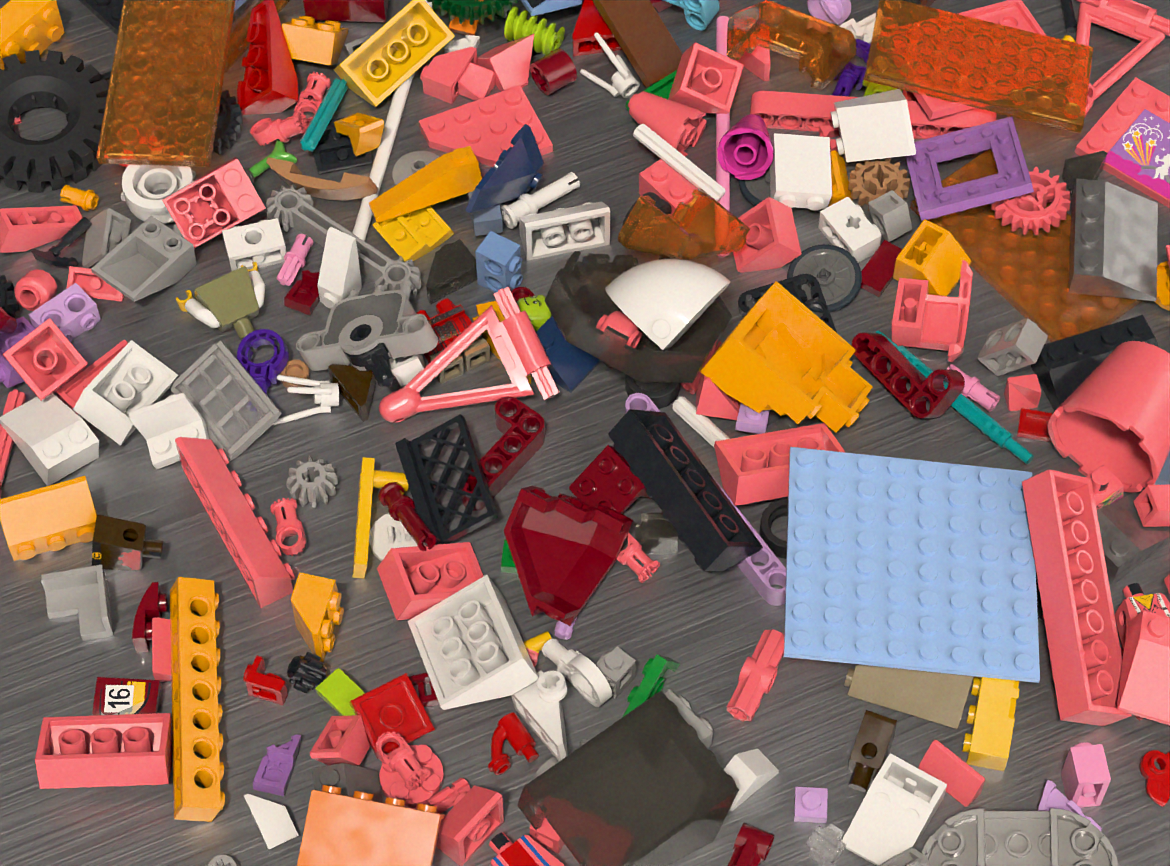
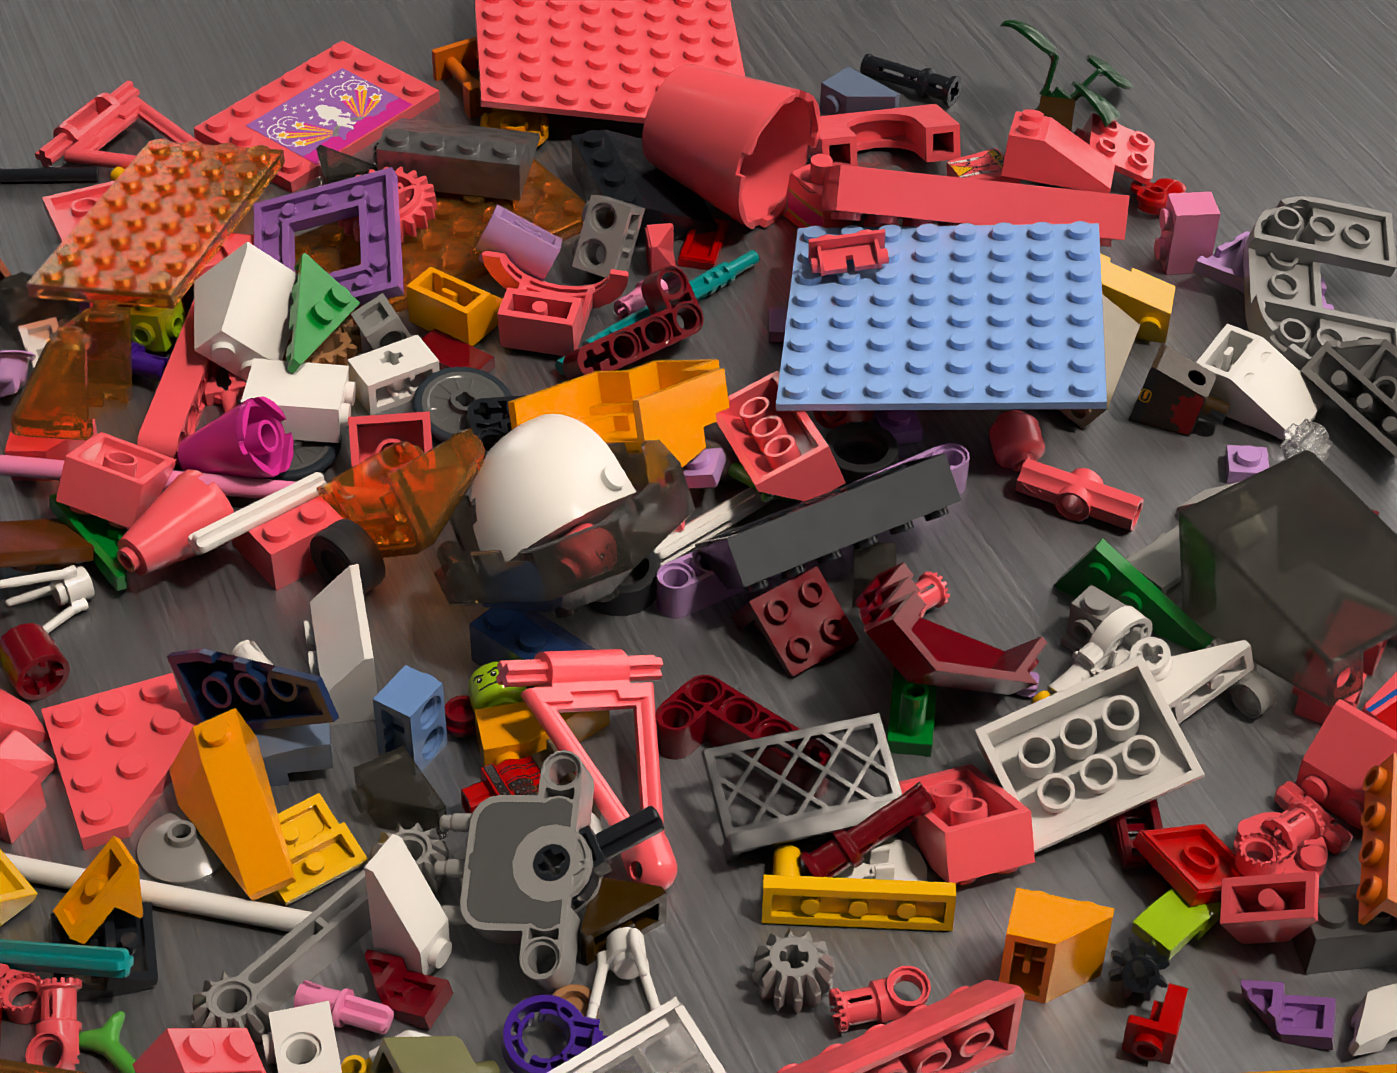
camera: 90 degrees left, 15 degrees down
(350, 187) = (165, 1010): medium nougat slope -> none
(520, 739) = (1214, 726): red plant -> none
(885, 166) = (317, 310): none -> wing
(961, 779) = (1193, 334): coral slope -> none
(967, 480) = (829, 252): none -> coral hinge
(1000, 290) = (523, 242): none -> lavender brick

